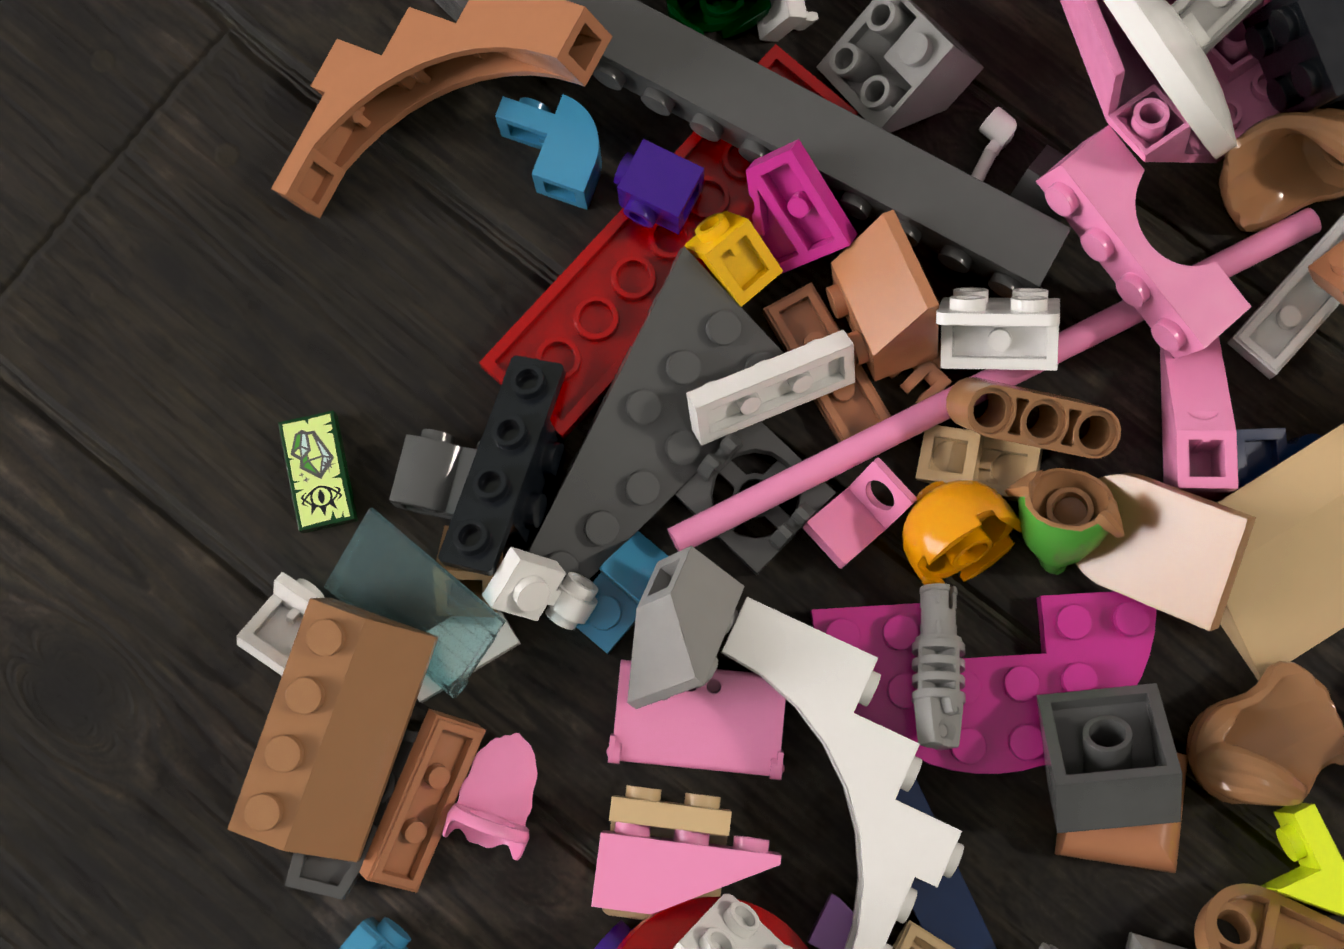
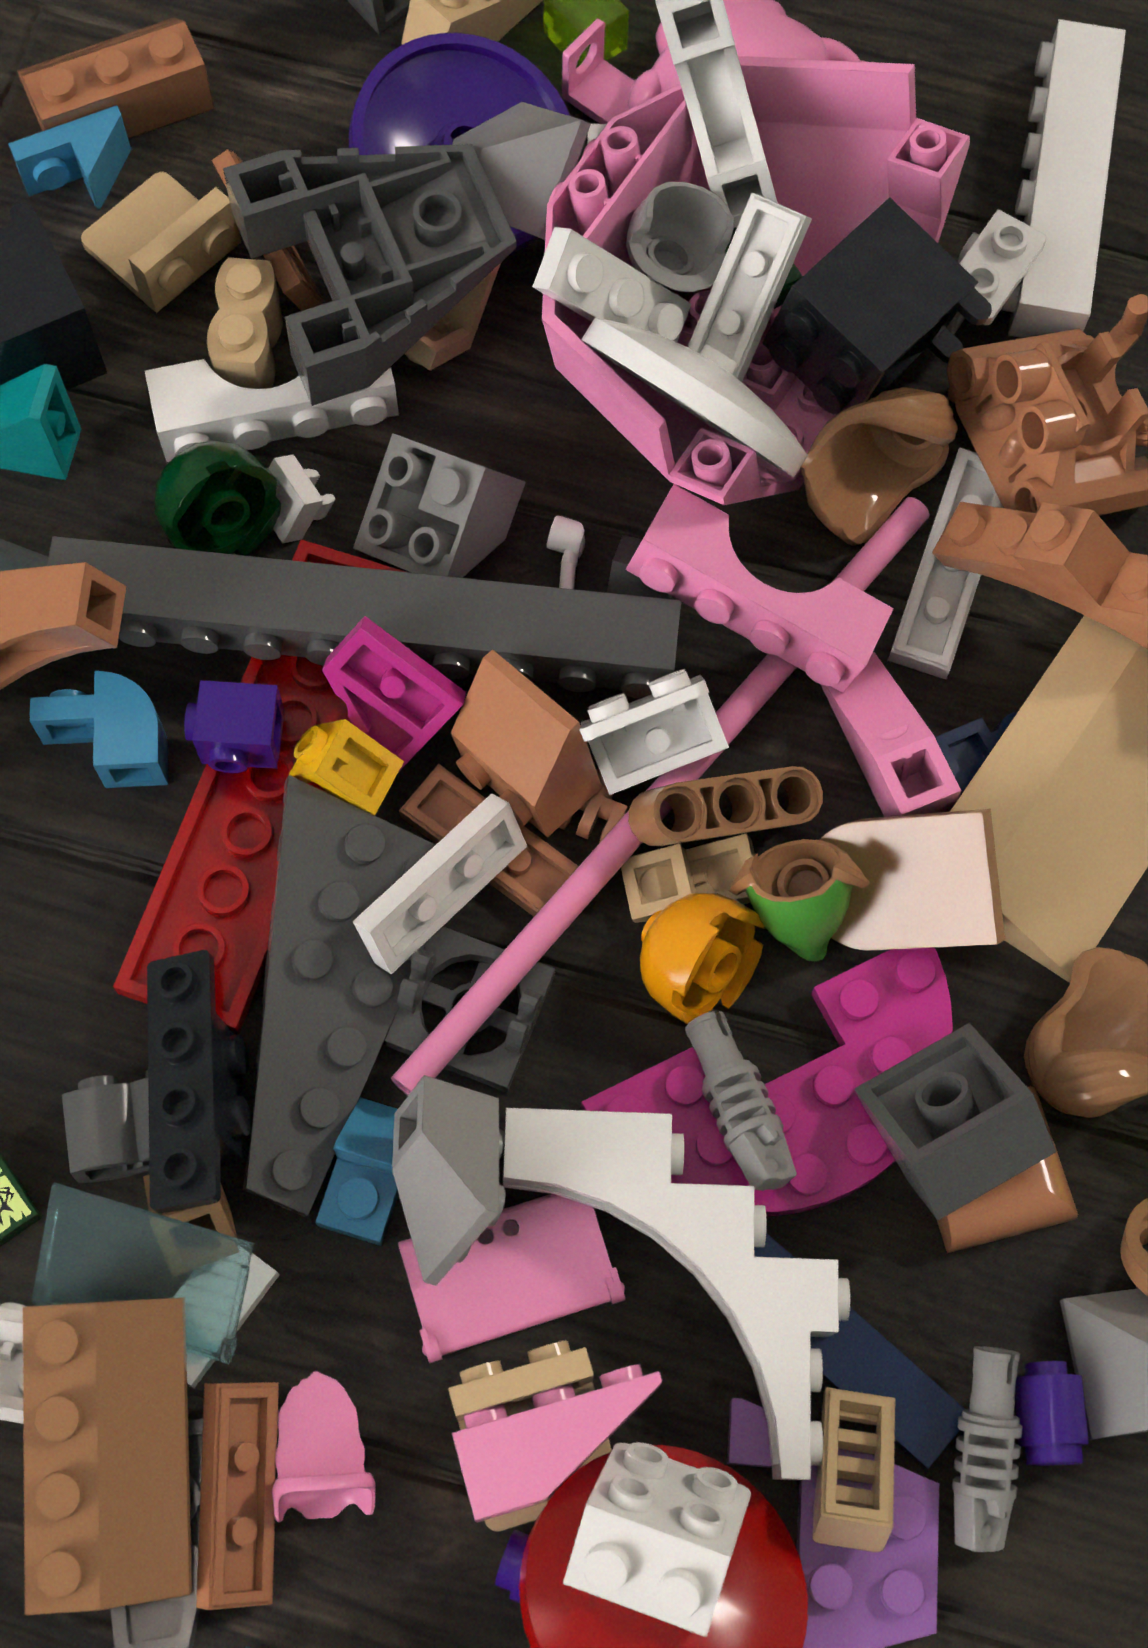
camera: 30 degrees left, 10 degrees down
(531, 582) = (264, 1193): white plate -> none
(857, 516) = (586, 984): bright pink bracket -> none

